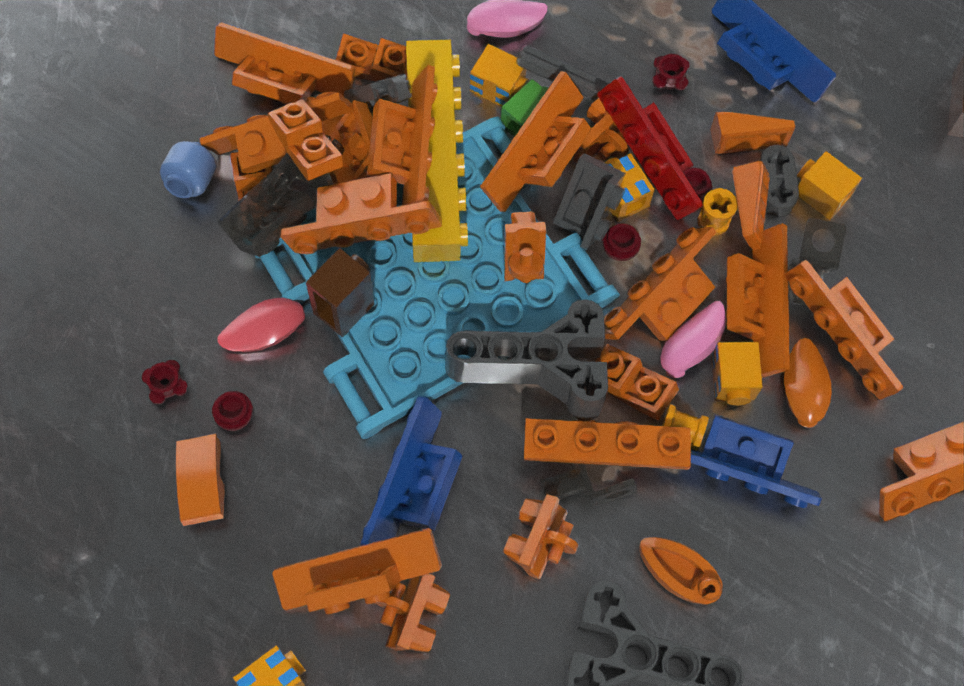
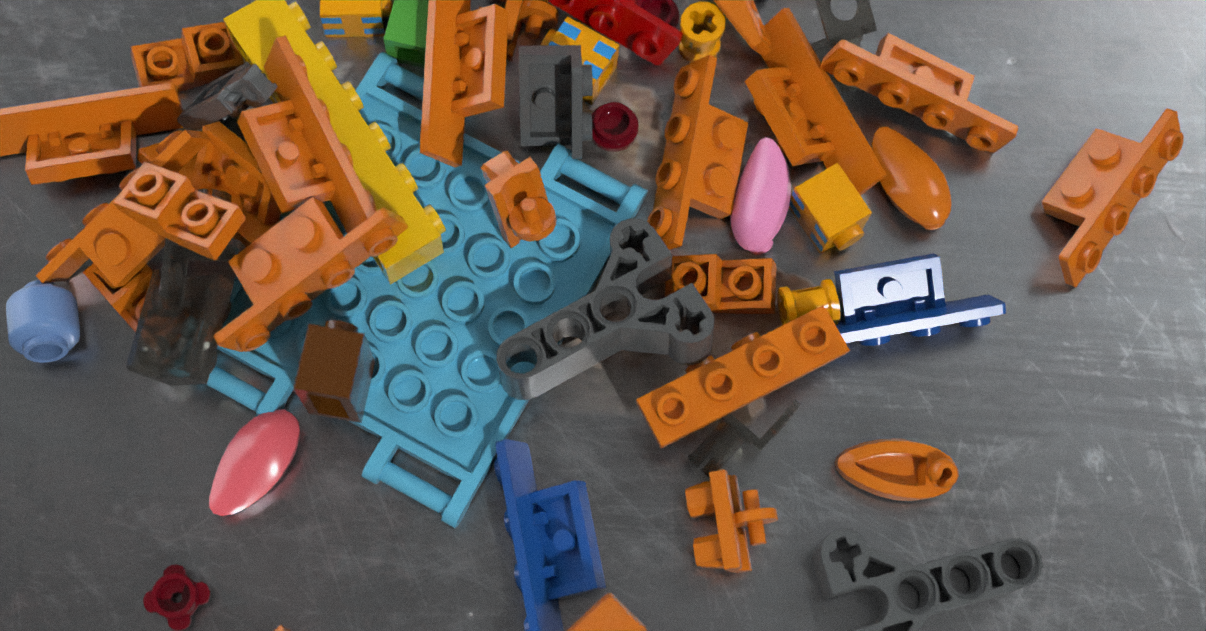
camera: 35 degrees left, 5 degrees up
(232, 410) = (281, 584): dark red plate -> none

